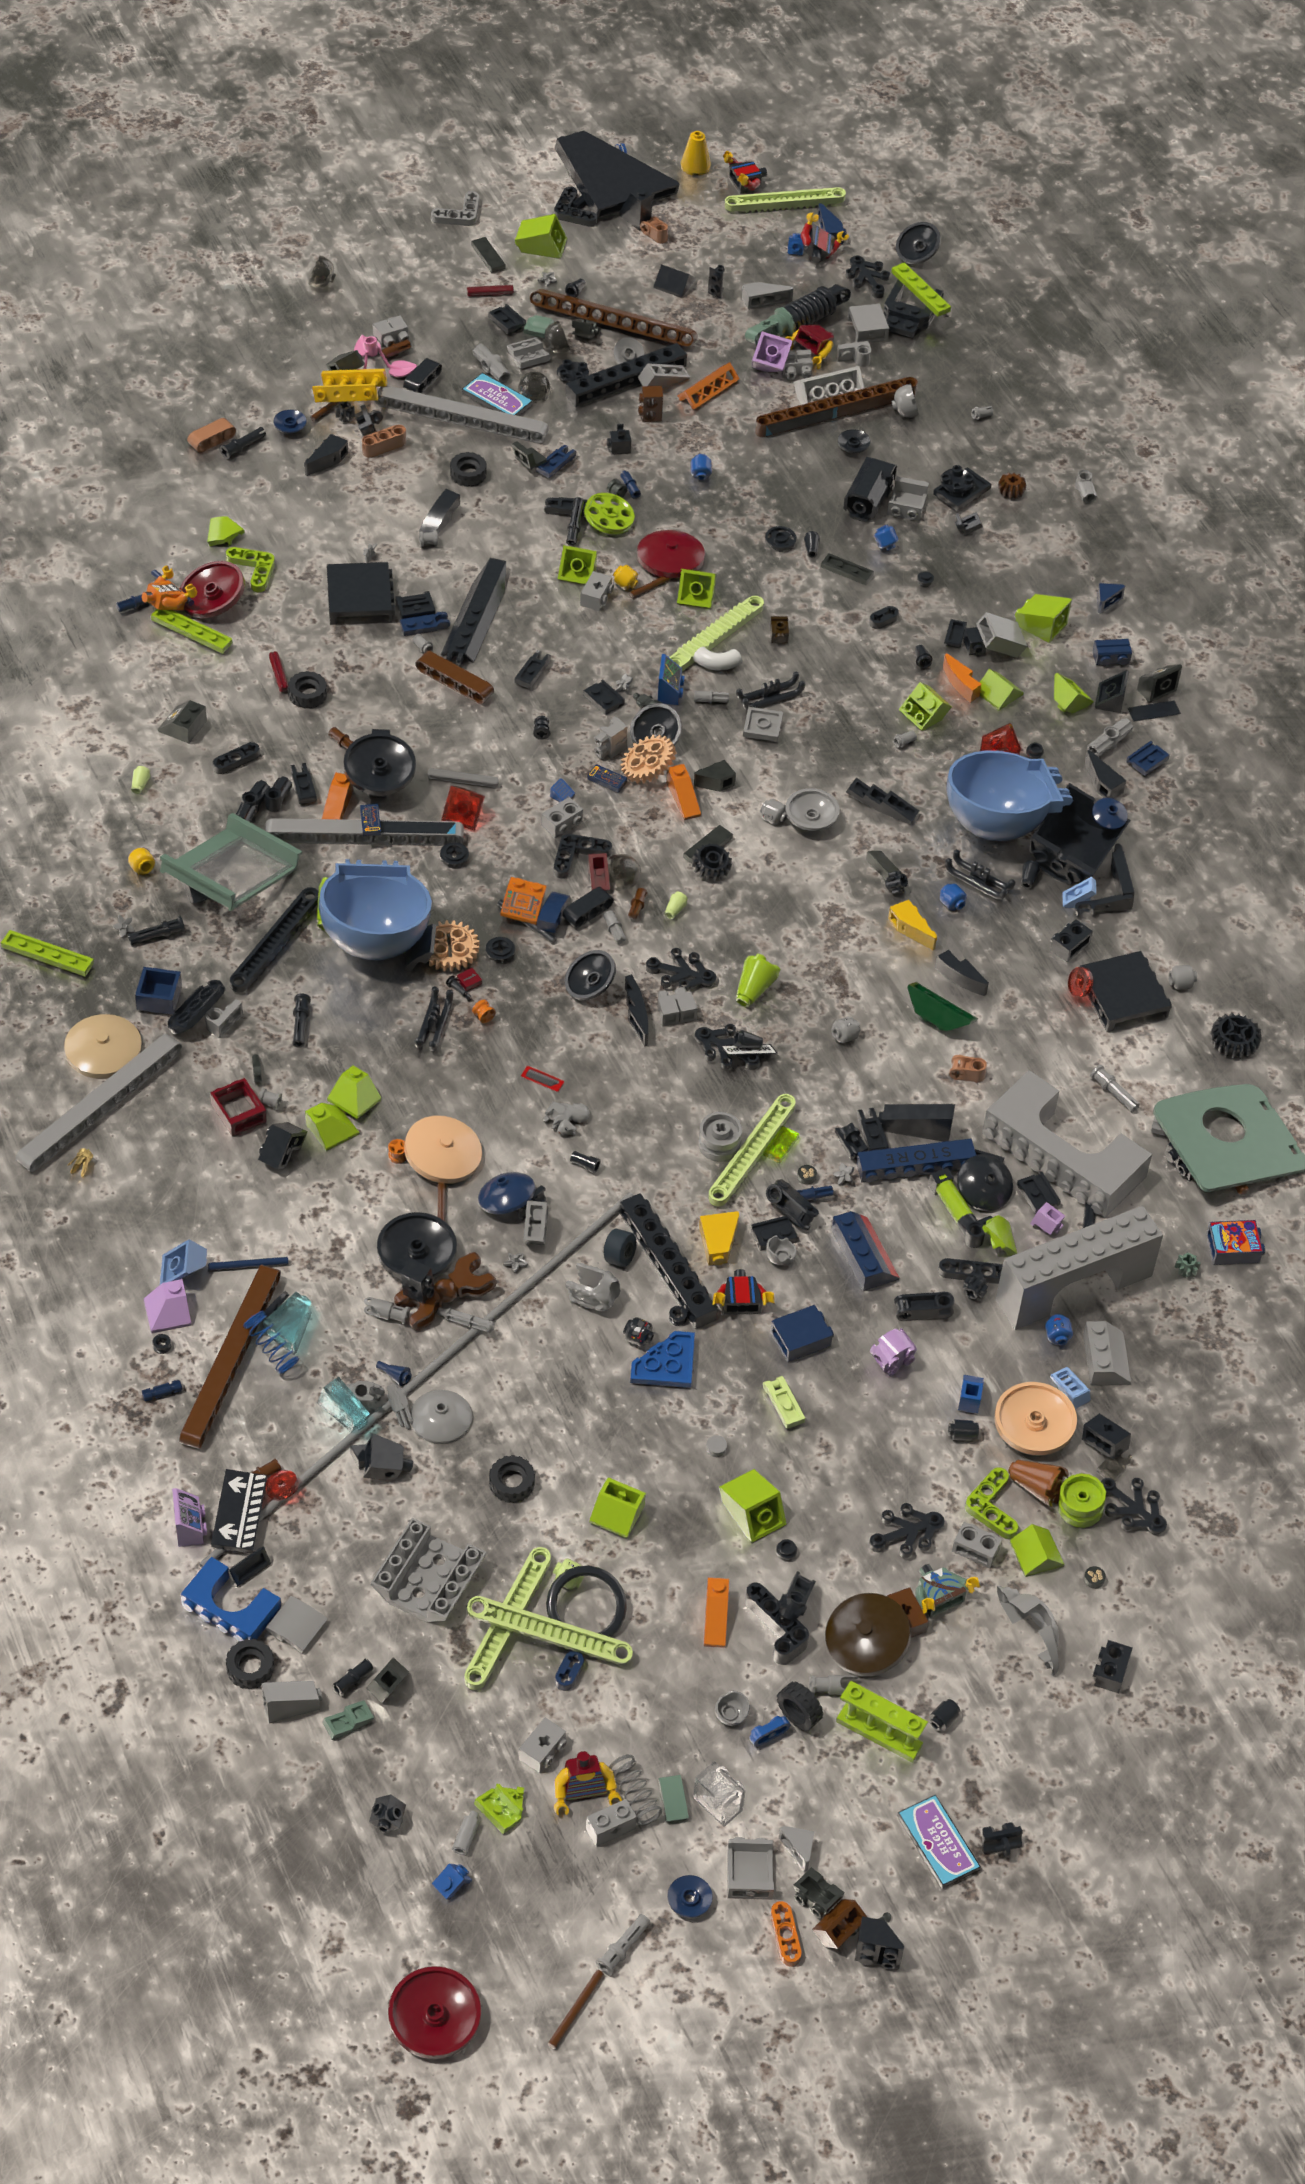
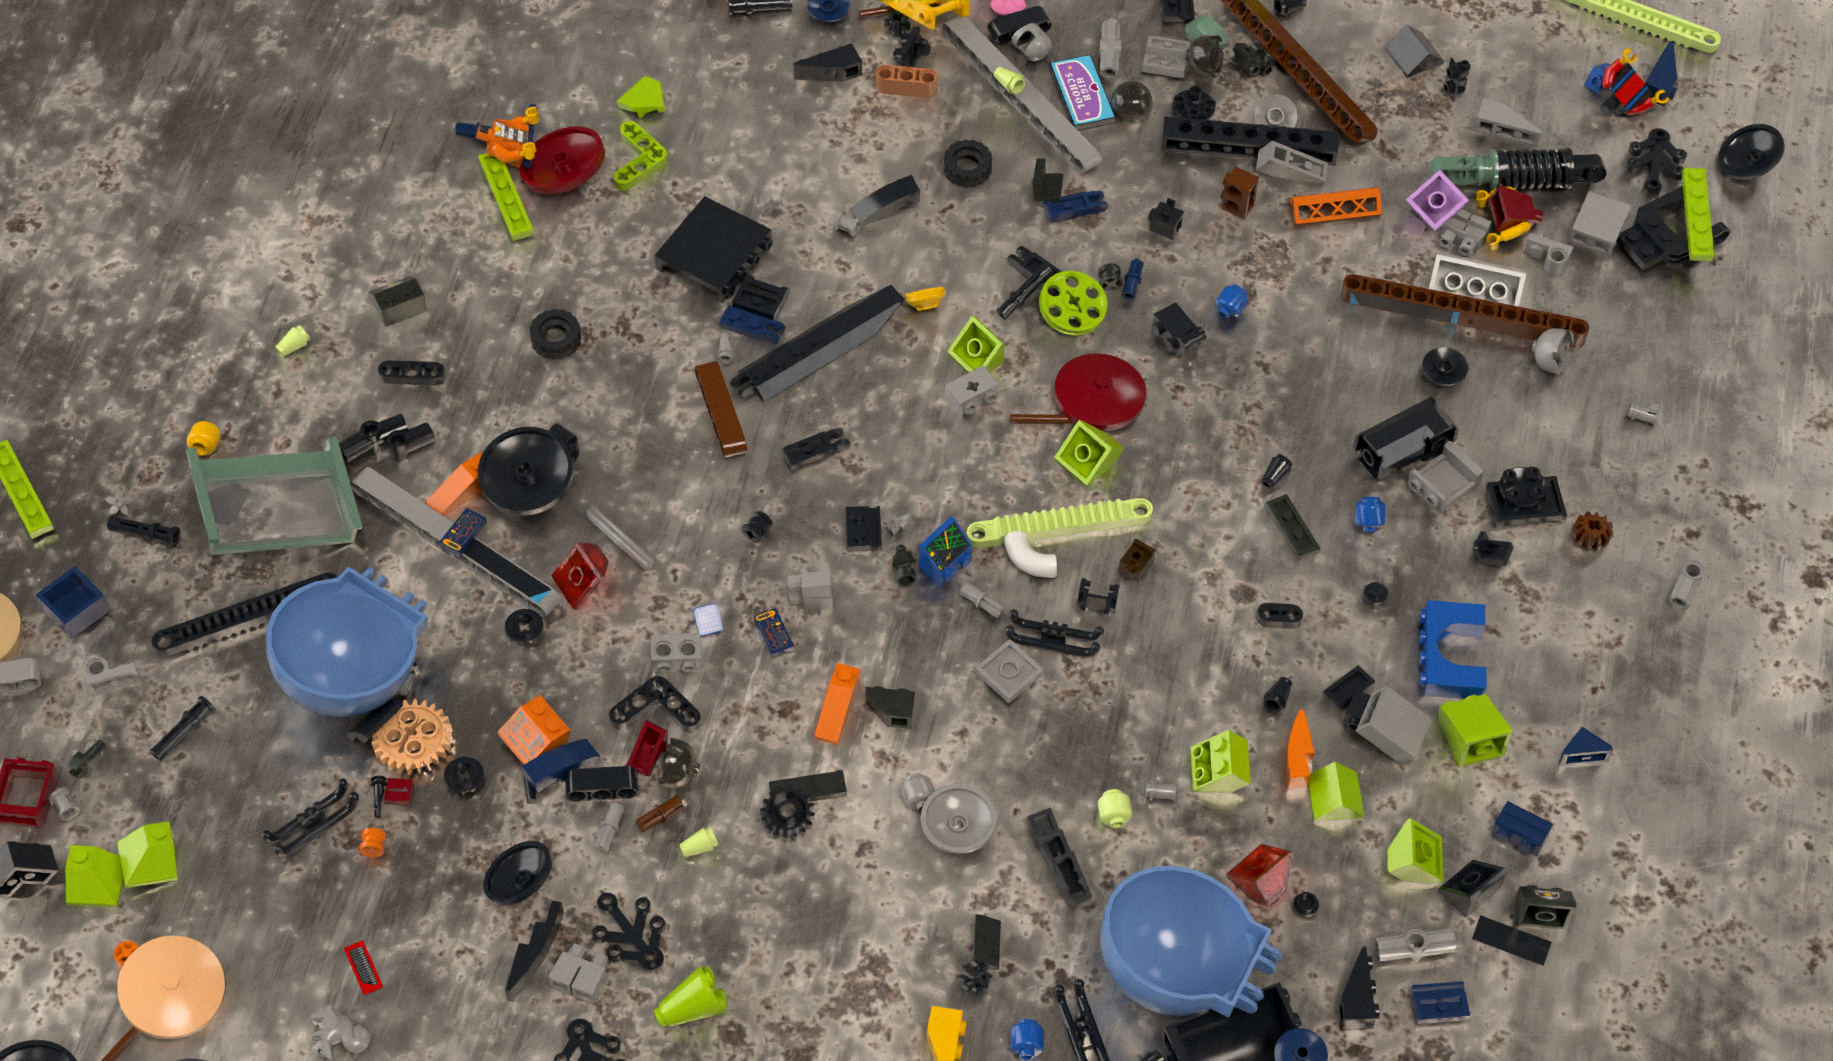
camera: 40 degrees right, 5 degrees up
(195, 1006) = (92, 645): black tile -> none
(278, 671) = (549, 292): dark red axle -> none
(303, 784) = (447, 444): black hinge -> none
(341, 738) = (537, 415): reddish brown axle -> none
(444, 382) = (1037, 47): none -> light grey helmet
(454, 406) = (1010, 80): none -> yellowish green cone
(519, 554) = (926, 298): none -> yellow piece
(625, 577) = (1019, 393): yellow head -> none
(648, 759) = (820, 648): light nougat gear -> none
(654, 719) = (867, 599): black dish -> none
(685, 497) = (1177, 330): none -> black hinge
(773, 664) = (1091, 601): none -> black piece
(780, 540) = (1247, 443): black wheel -> none
(890, 759) = (1114, 808): none -> yellowish green head
(998, 600) = (1439, 675): none -> blue arch

